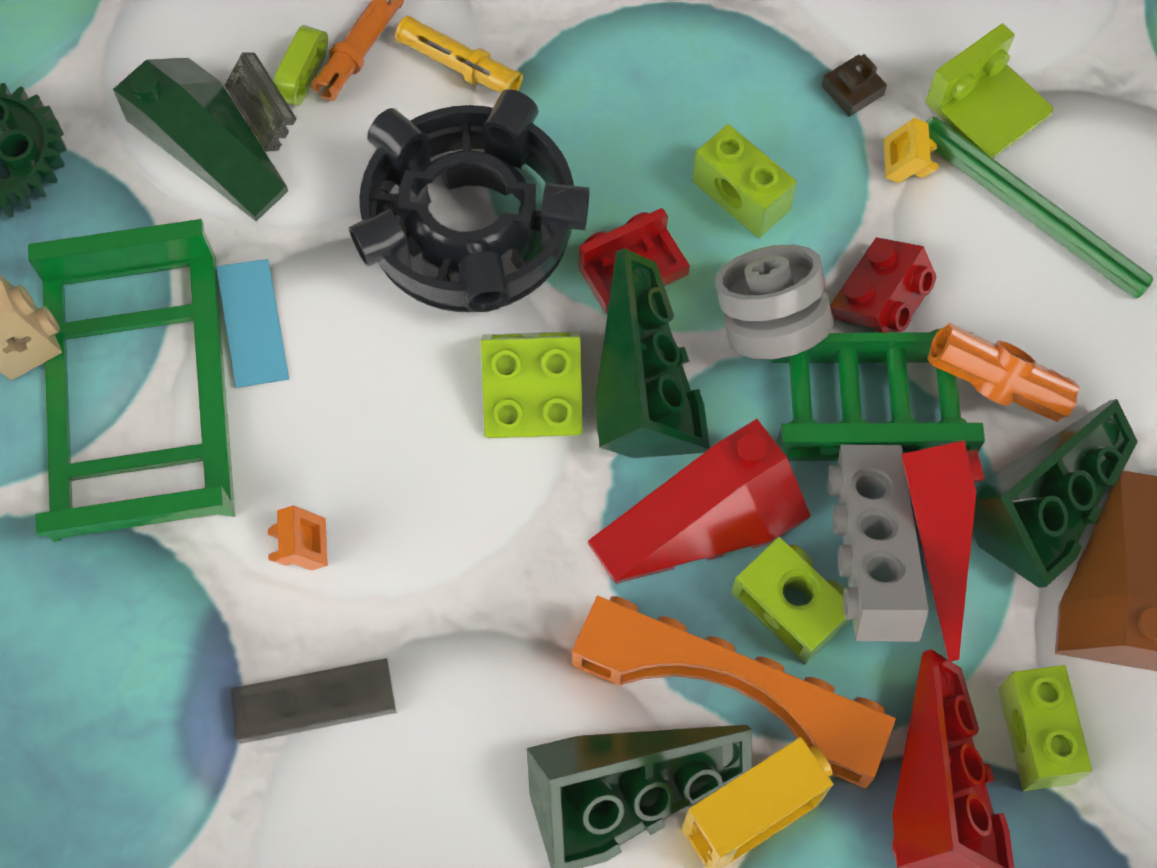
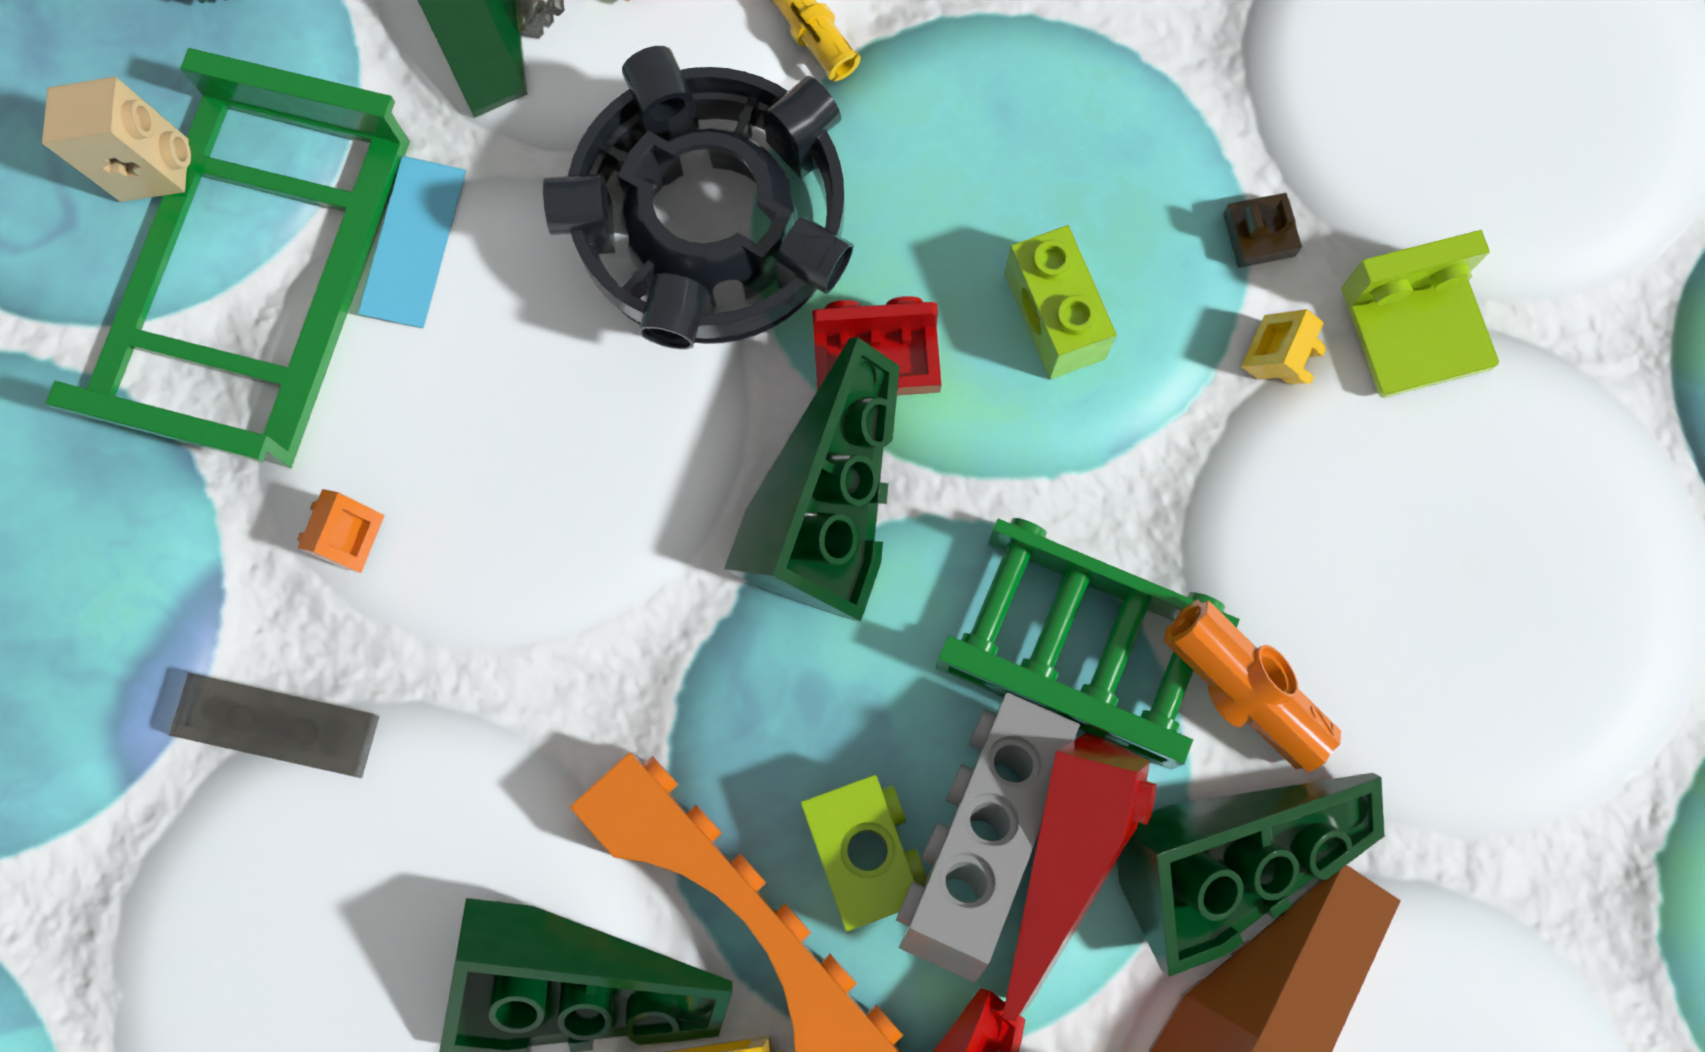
camera: 25 degrees right, 10 degrees up
(531, 384) = (688, 450): lime bracket -> none
(719, 503) = (829, 696): red wedge -> none
(774, 301) = (1012, 479): light grey wheel -> none
(885, 286) = (1168, 510): red bracket -> none
(1039, 210) = (1412, 487): green axle -> none

